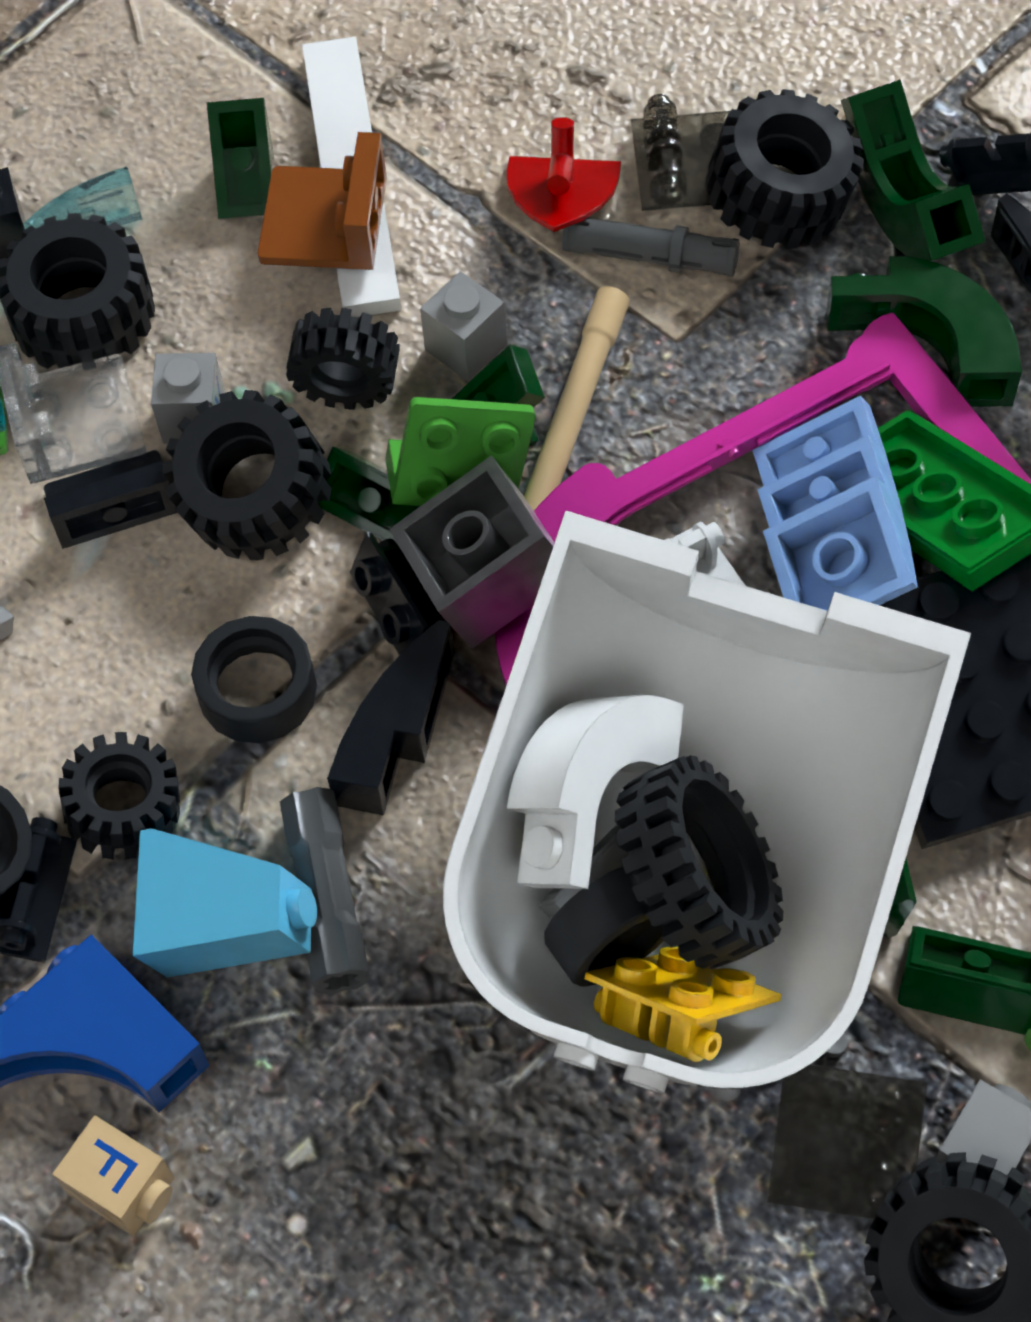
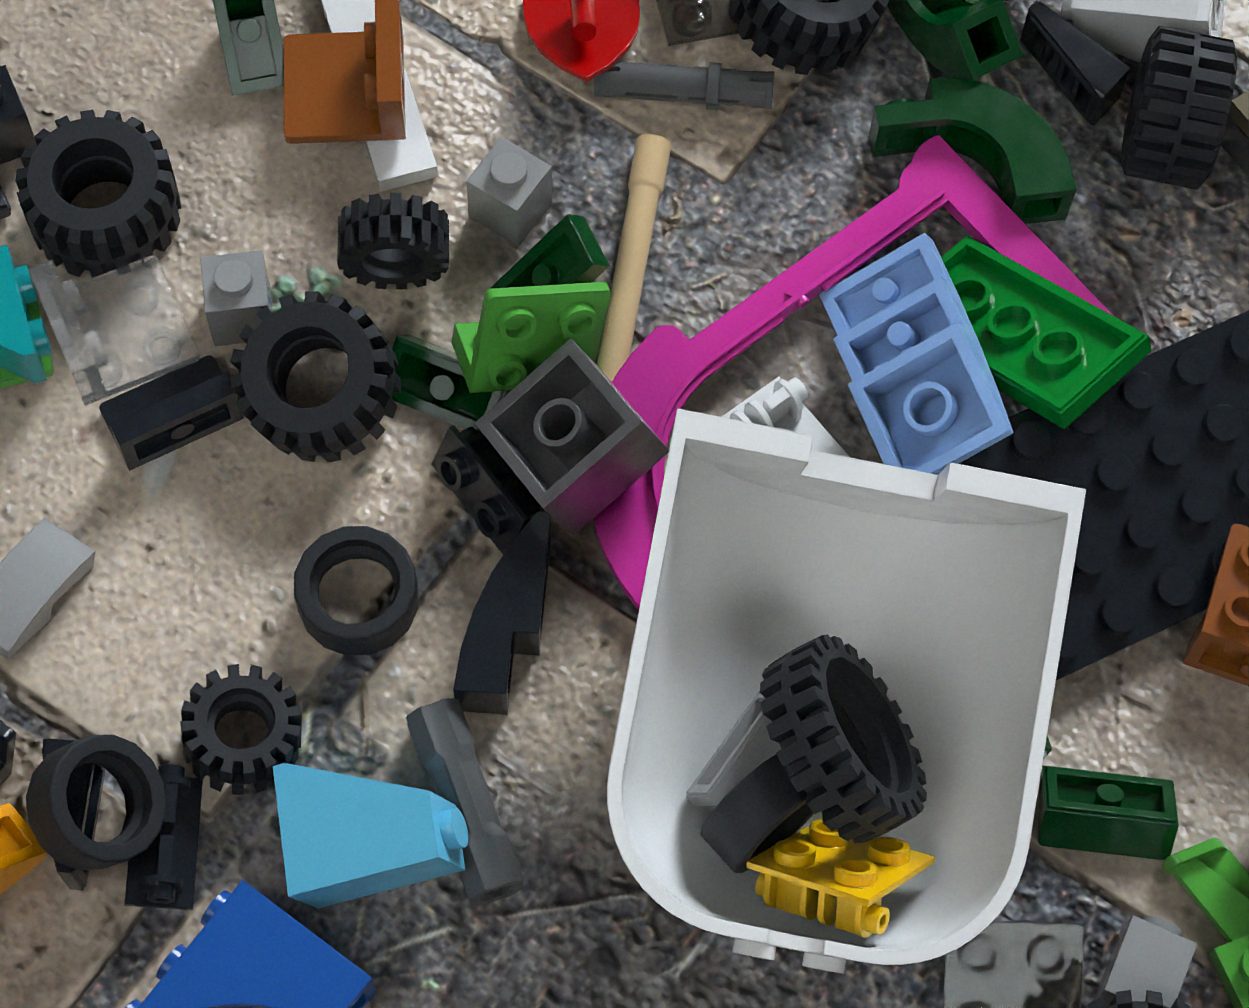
camera: 15 degrees left, 5 degrees up
(105, 195) = (110, 86): clear light blue slope -> none
(568, 770) = (709, 667): white arch -> none

